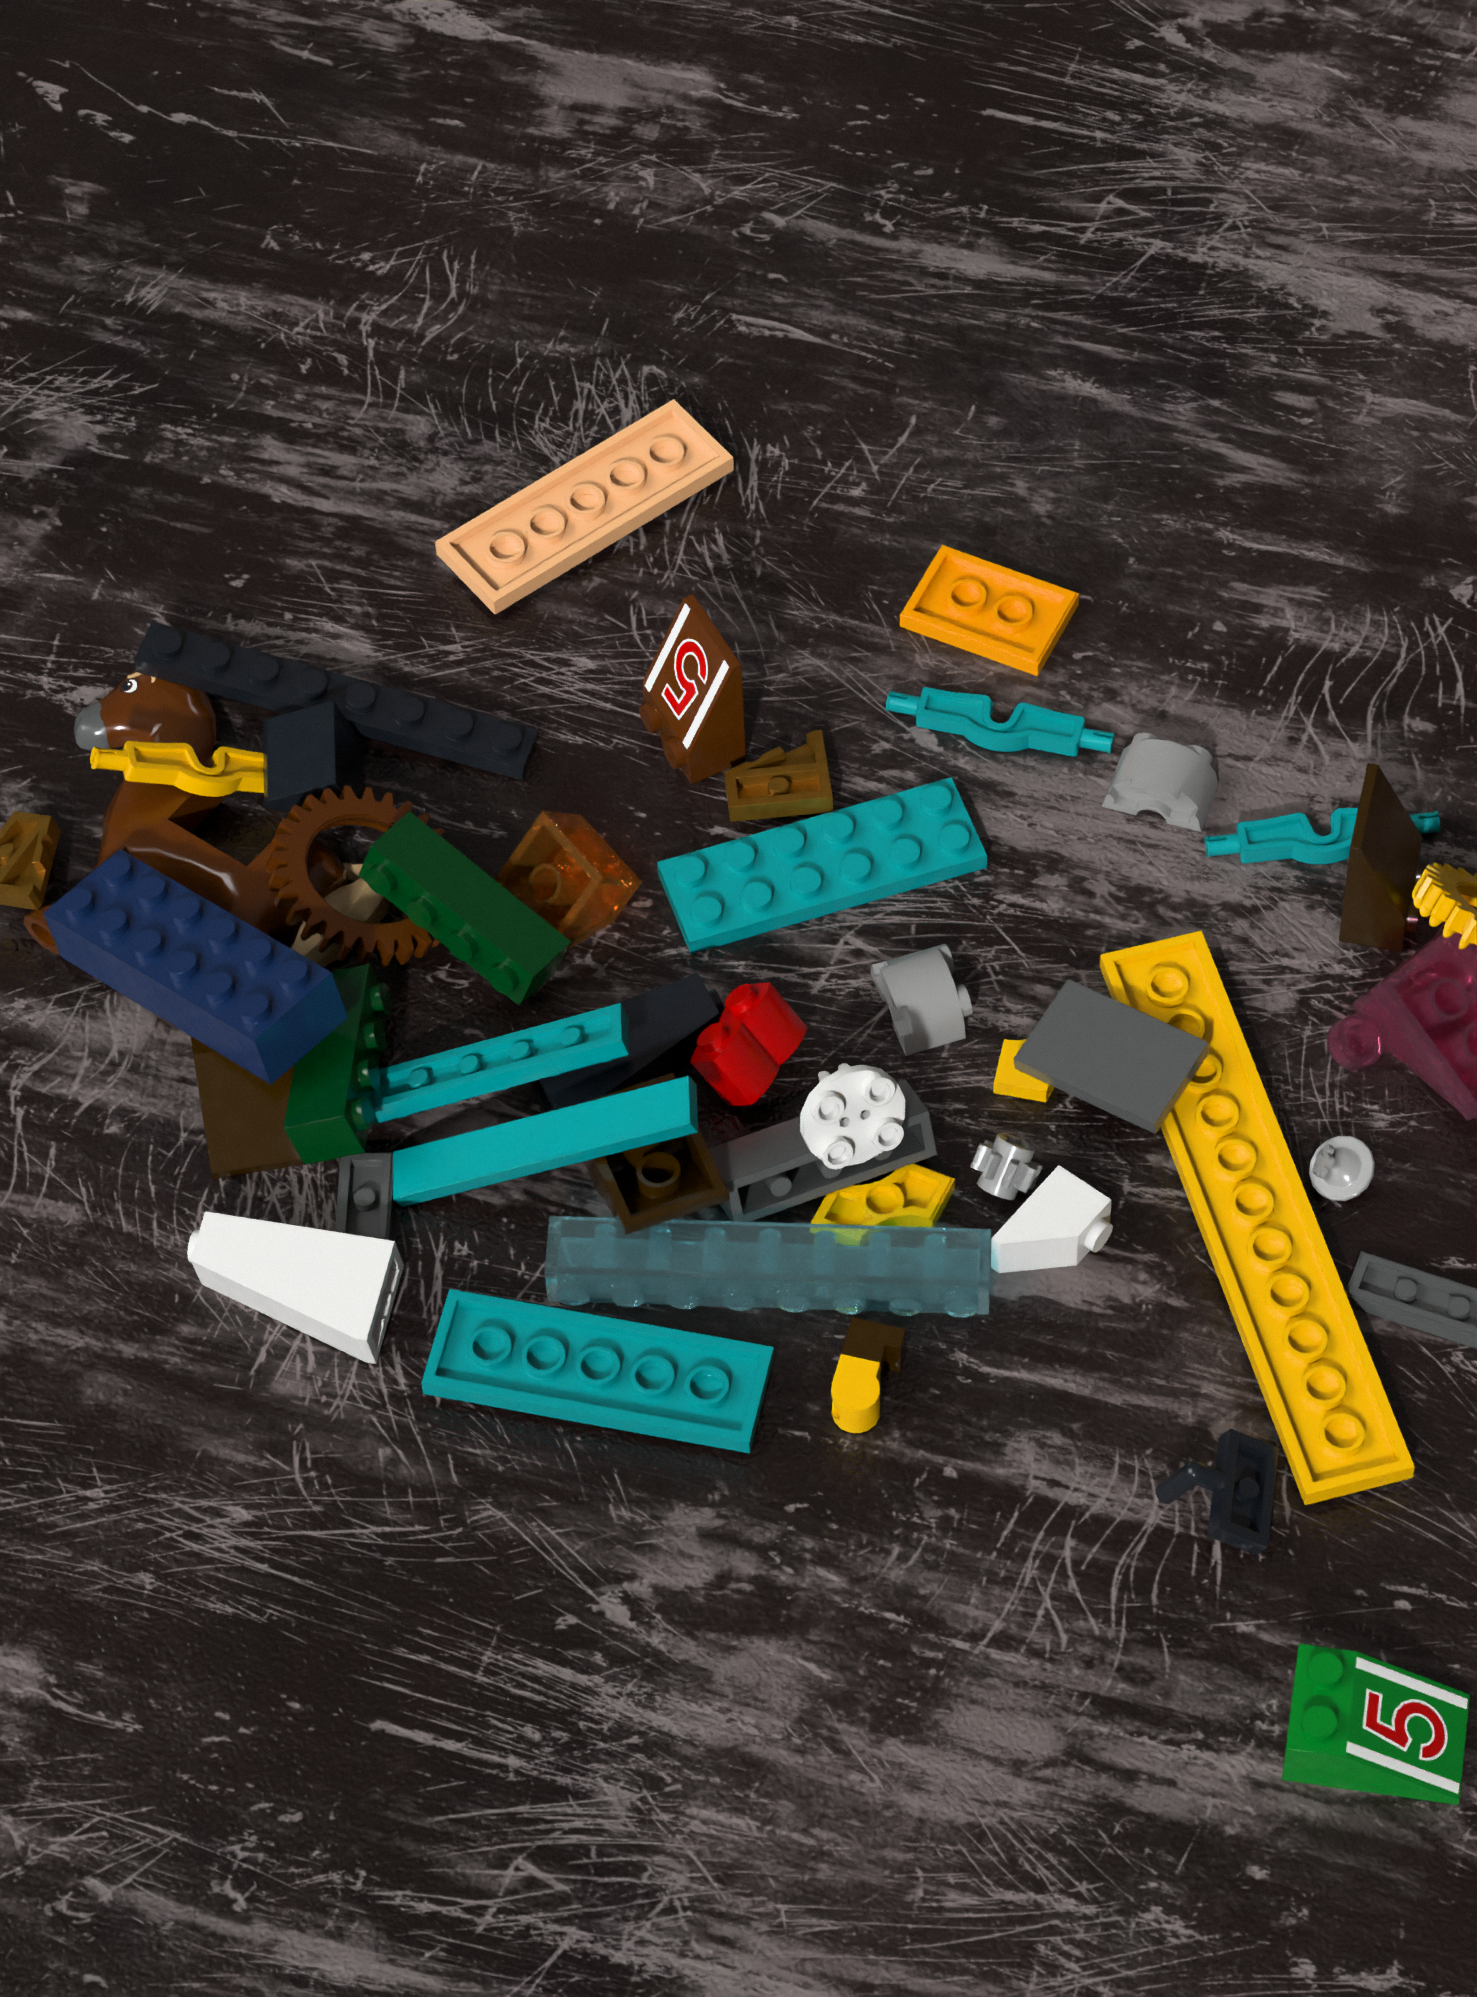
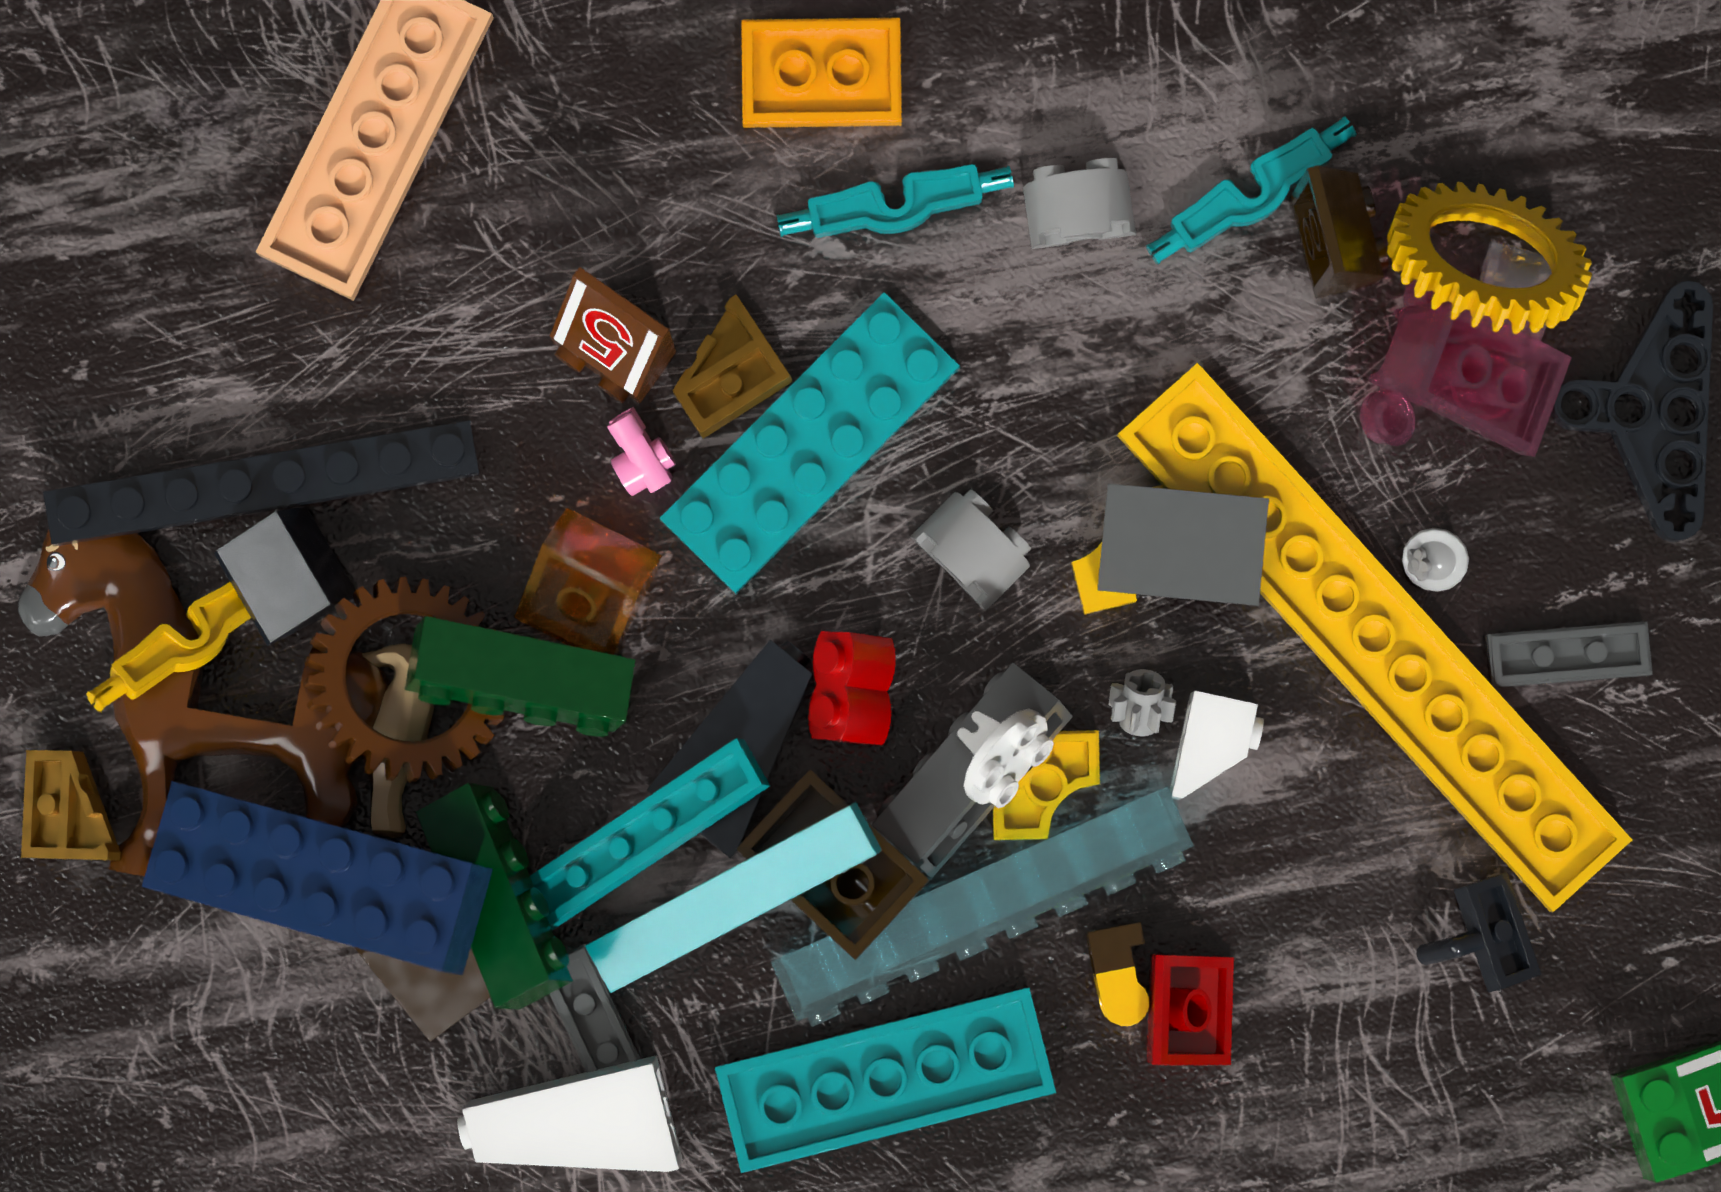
camera: 30 degrees left, 30 degrees up
(670, 812) = (643, 461): none -> bright pink plate
(910, 1429) = (1190, 1010): none -> red slope

